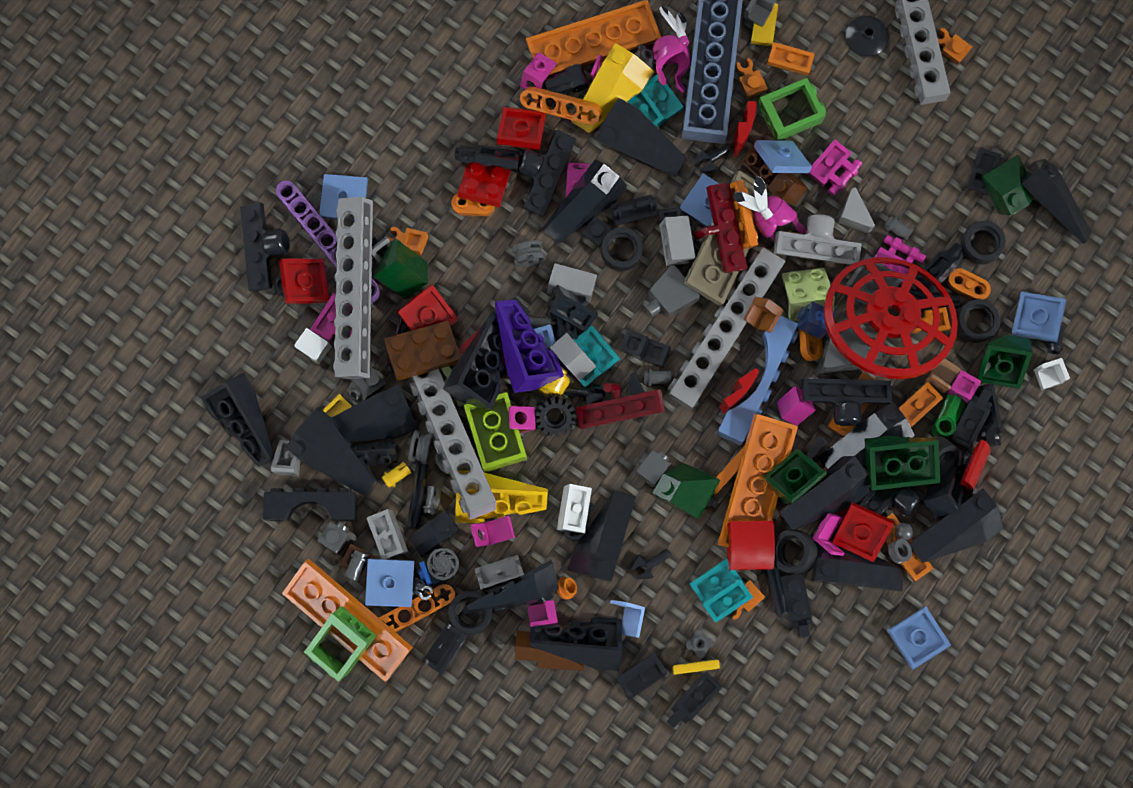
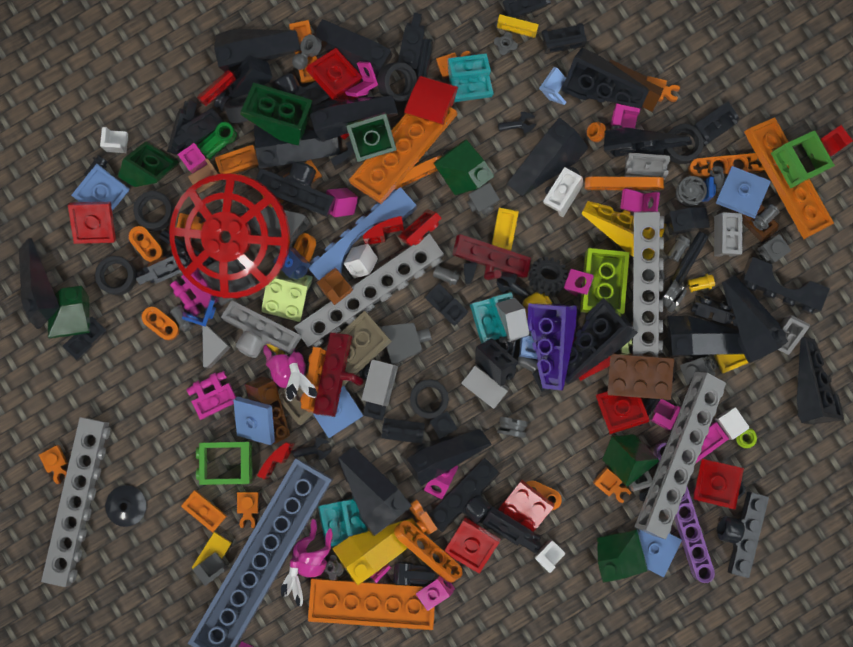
camera: 150 degrees left, 5 degrees up
(287, 335) = (752, 439): none -> lime plate
(313, 681) = (836, 140): none -> red panel
(374, 173) = (620, 556): none -> dark green slope
(382, 327) = (665, 414): none -> dark pink panel
(443, 149) = (549, 555): none -> white panel
(515, 545) = (621, 183): none -> orange beam
(518, 666) = (666, 90): none -> orange plate
(576, 130) = (423, 520): none -> orange plate
(618, 448) = (505, 228): none -> yellow tile
(703, 413) = (414, 233): none -> red plate
(748, 355) = (360, 261): none -> white panel
(878, 232) = (209, 313): none -> blue bracket
(916, 213) = (160, 324): none -> orange plate
(1032, 282) = (92, 222): none -> red plate

